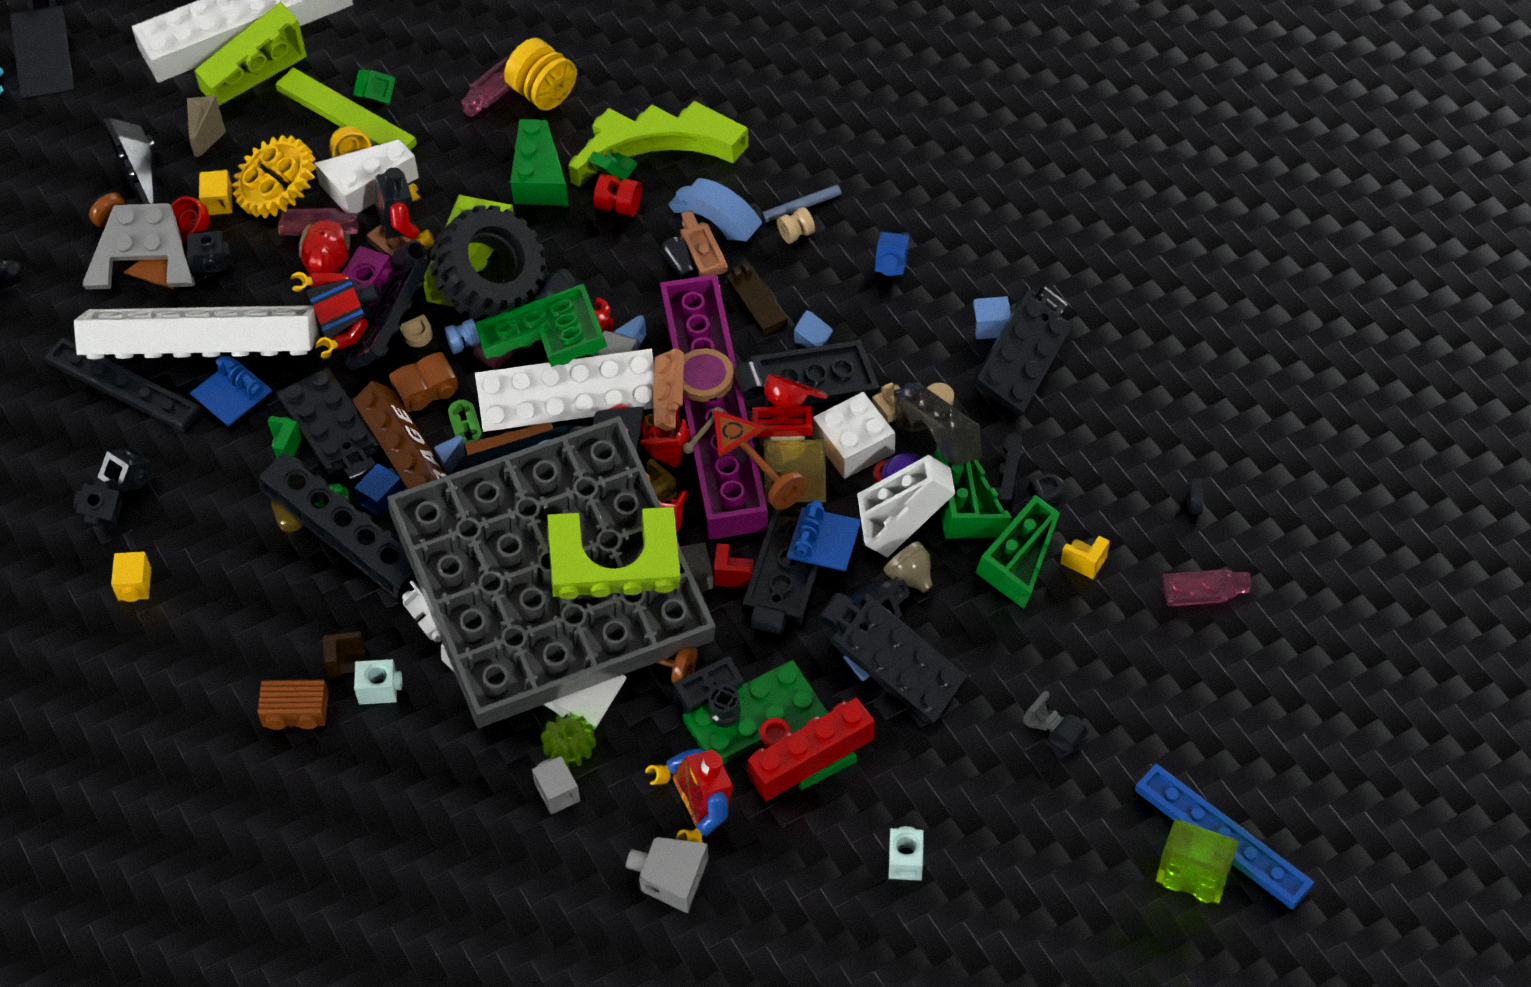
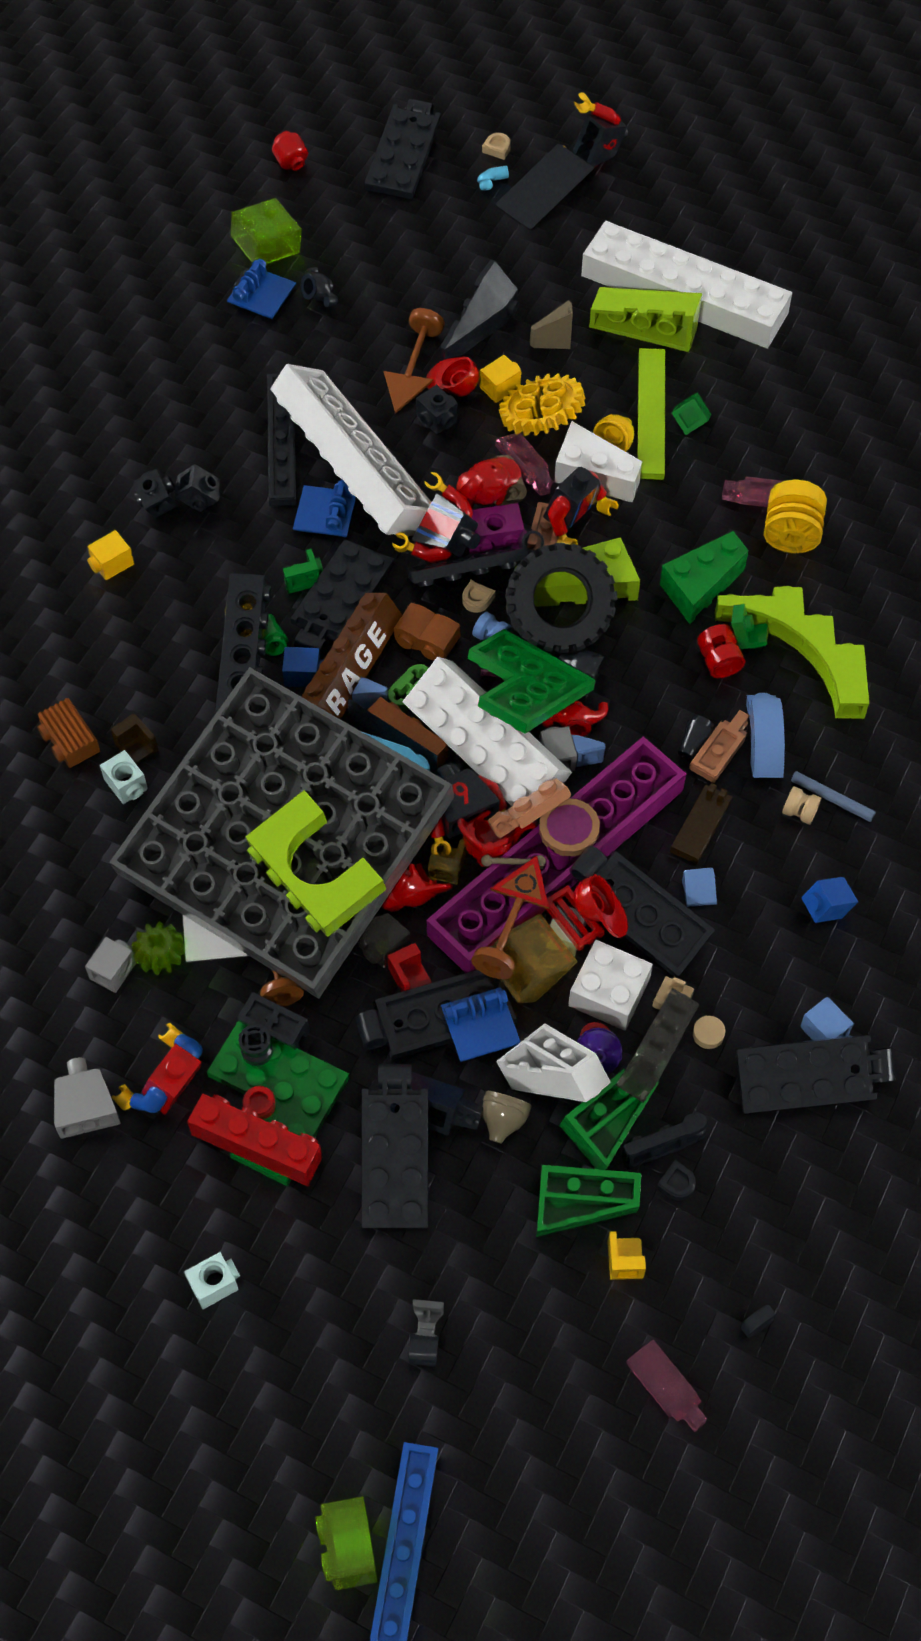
camera: 55 degrees right, 5 degrees up
(140, 234) = (416, 355): light grey wing -> none

